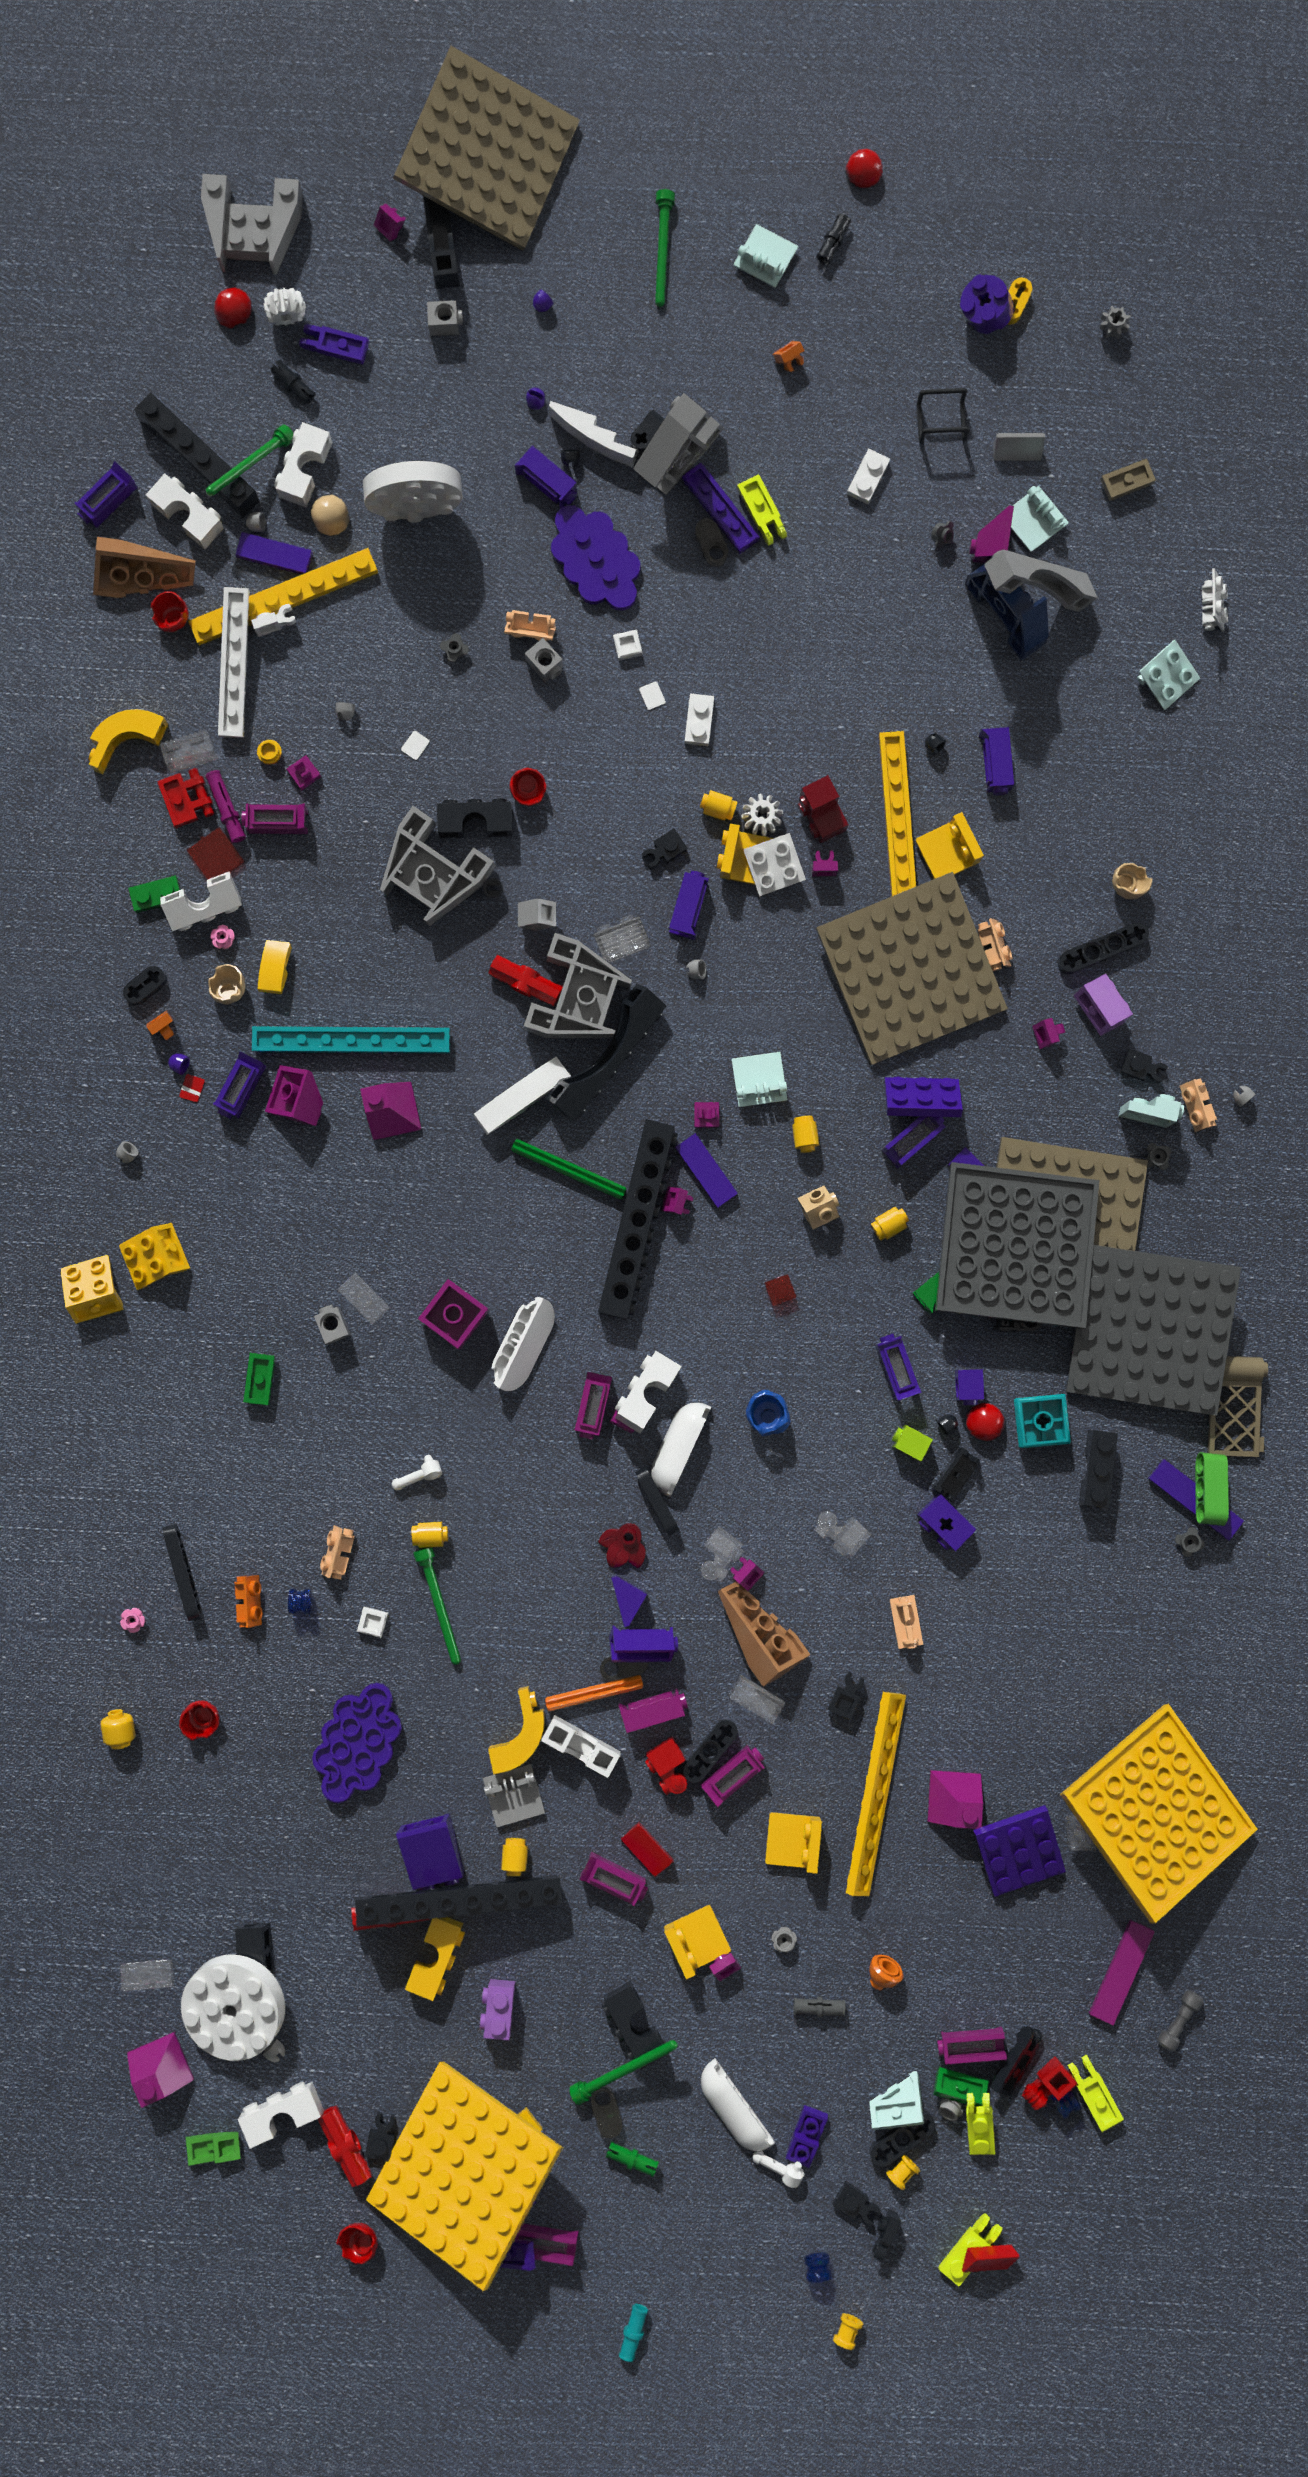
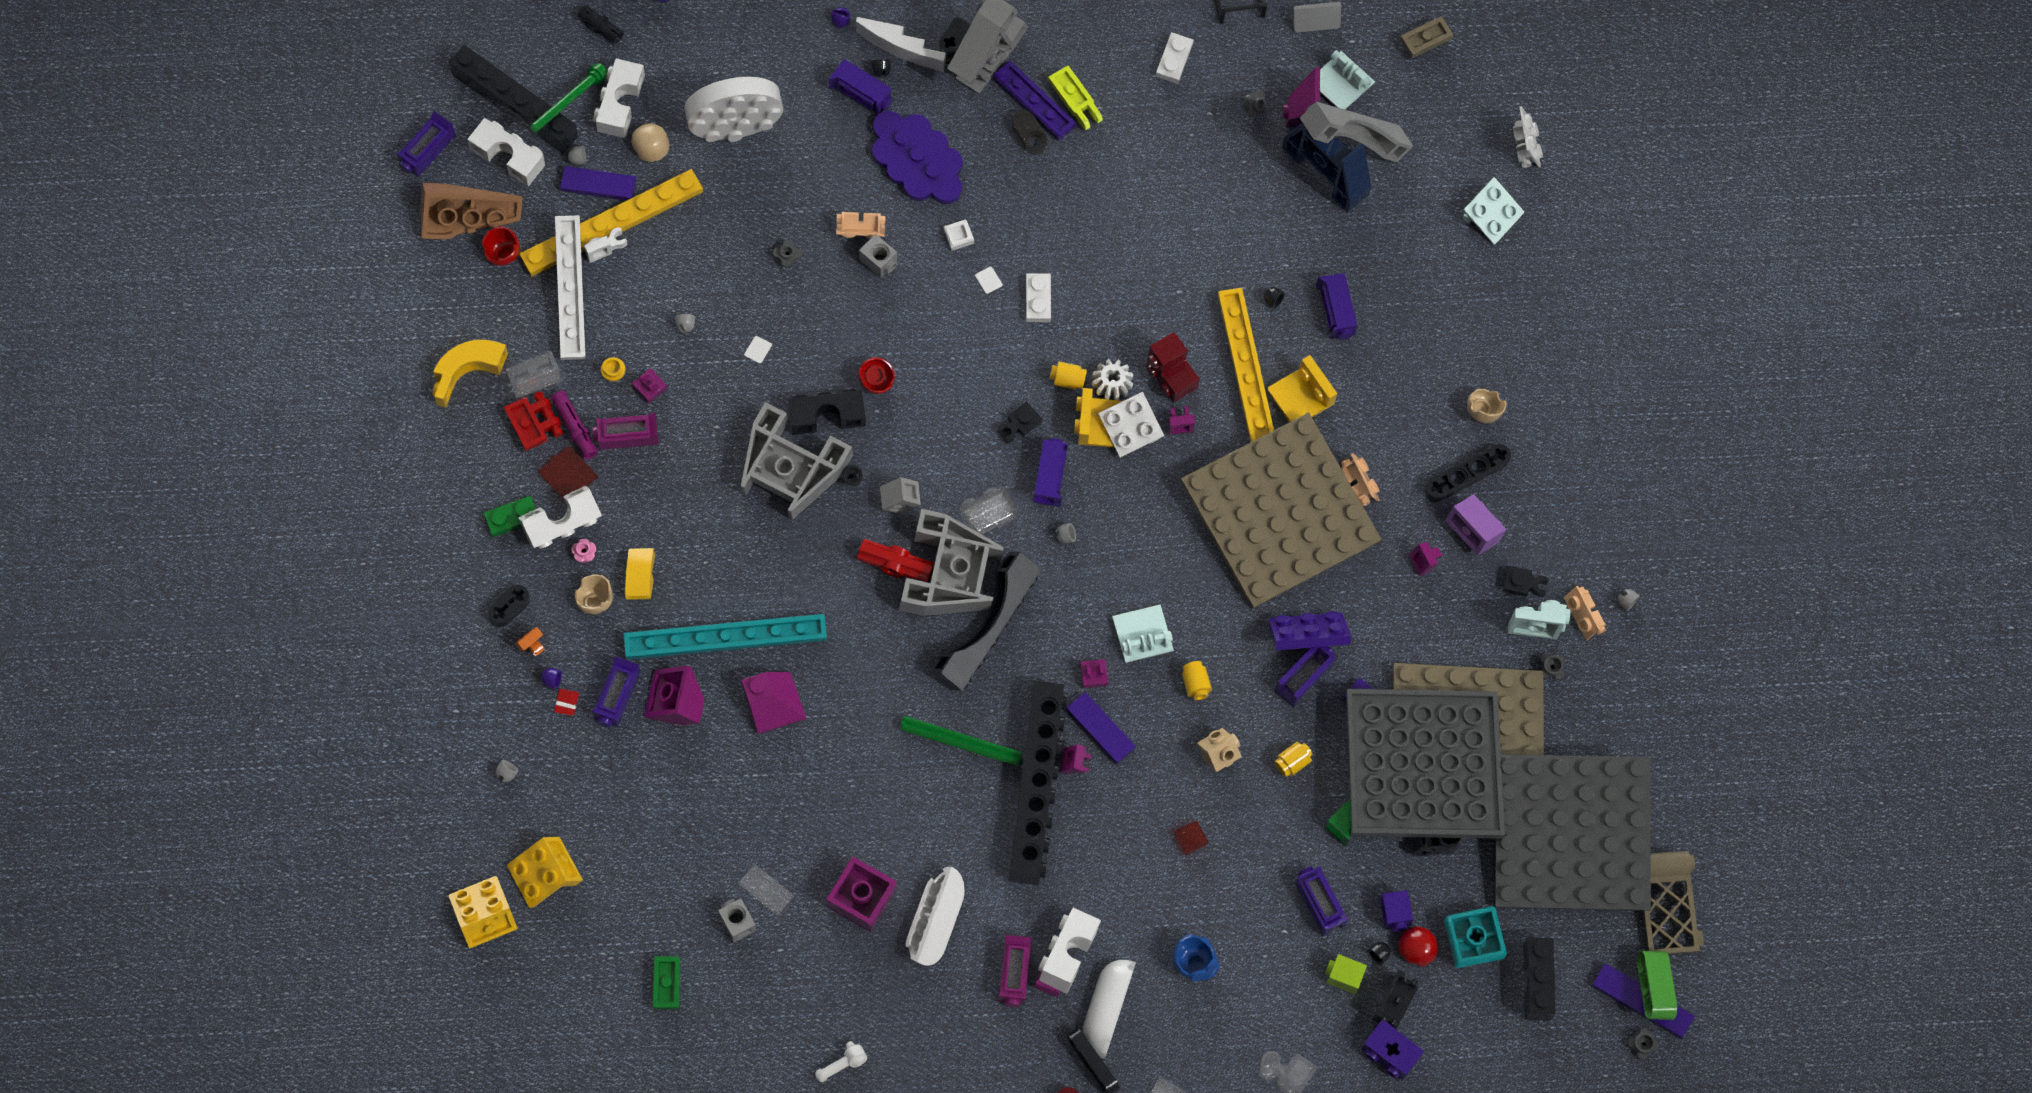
camera: 10 degrees left, 15 degrees down
(520, 1096) = (903, 673): white slope -> none

